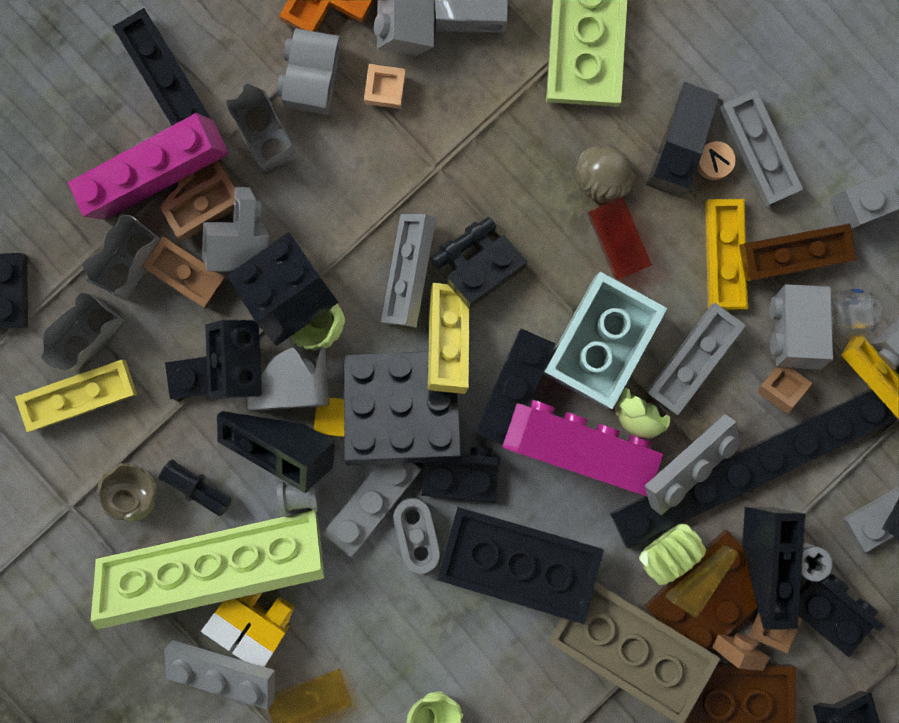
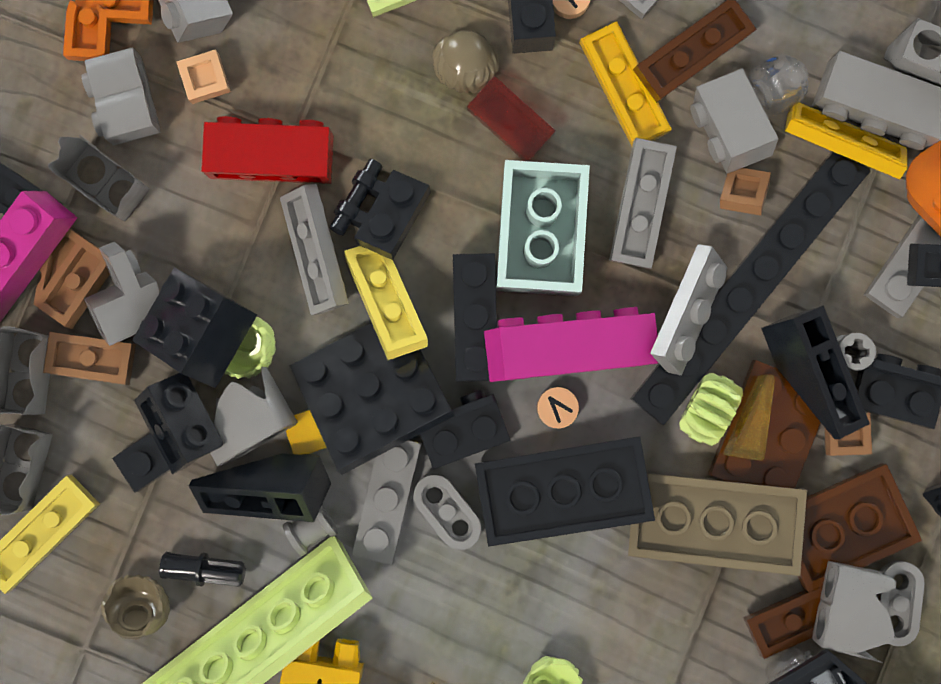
camera: 20 degrees left, 0 degrees up
(408, 171) = (267, 151): none -> red brick
(546, 493) = (557, 407): none -> light nougat tile
(639, 417) = (613, 288): yellowish green hair -> none
(741, 651) = (825, 473): medium nougat plate -> none

